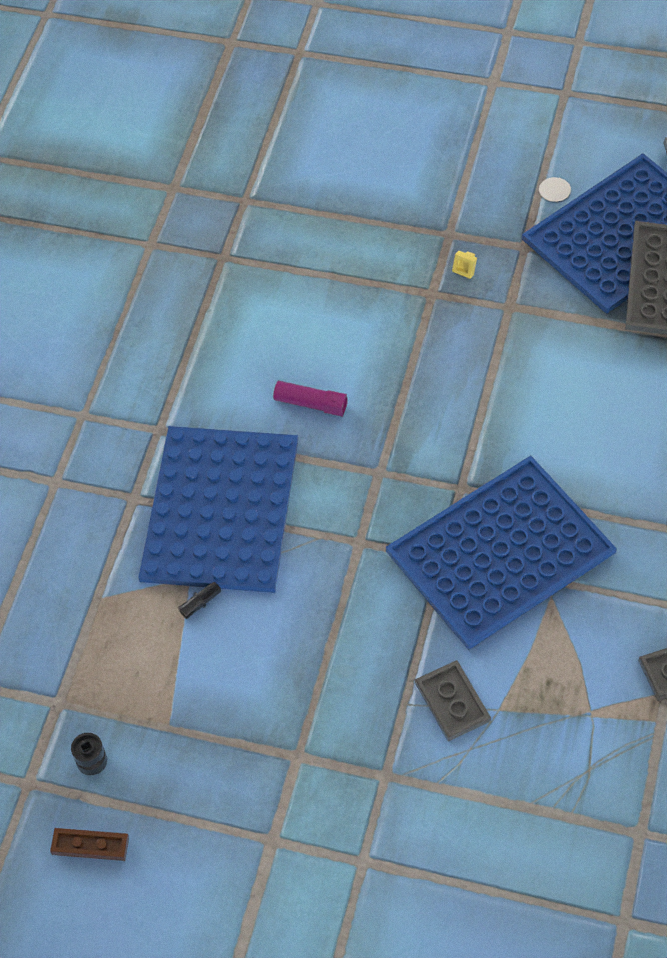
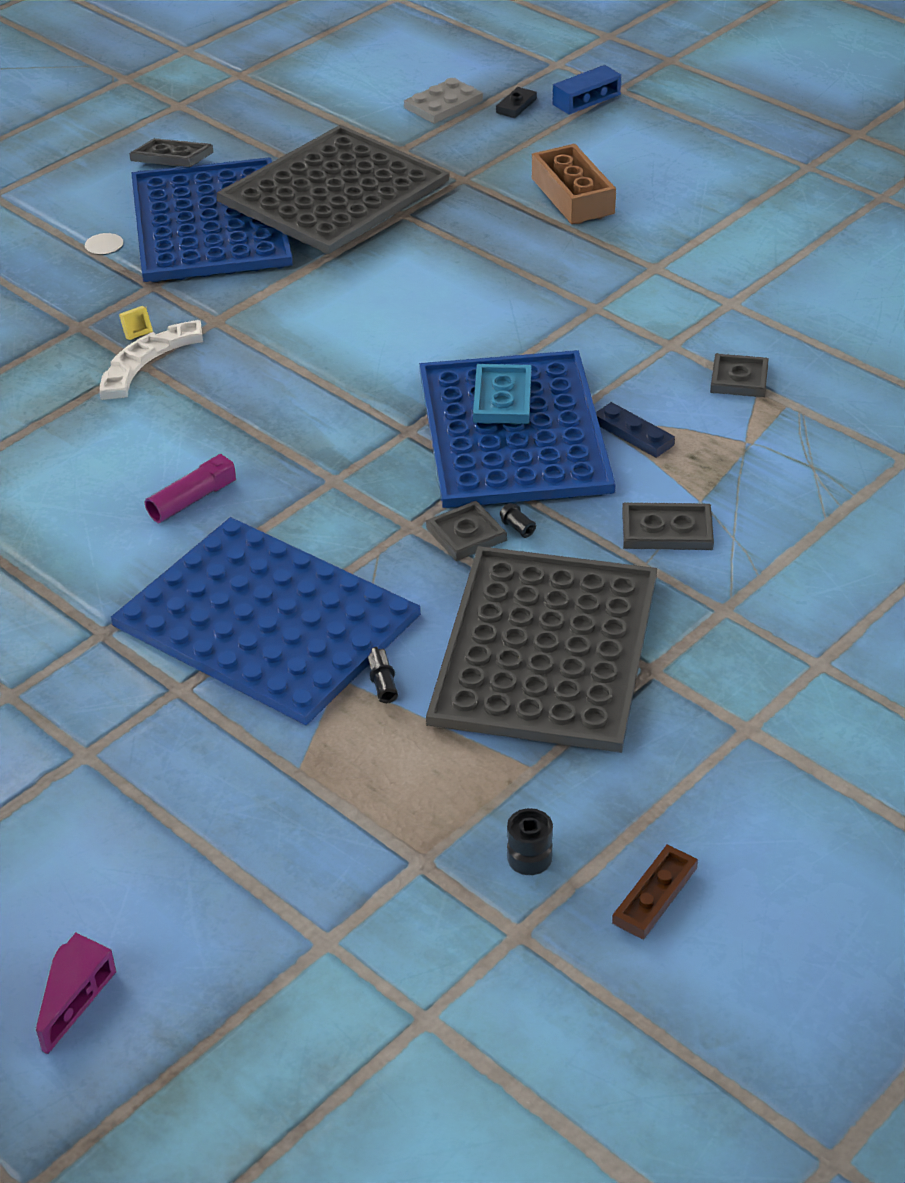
camera: 65 degrees left, 15 degrees down
(279, 681) = (545, 649): none -> dark grey plate
(371, 577) = (466, 529): none -> dark grey tile
(399, 597) = (512, 516): none -> black pin
(439, 286) = (131, 359): none -> white tile
(519, 525) = (502, 394): none -> dark azure plate
(551, 629) = (634, 430): none -> dark blue plate

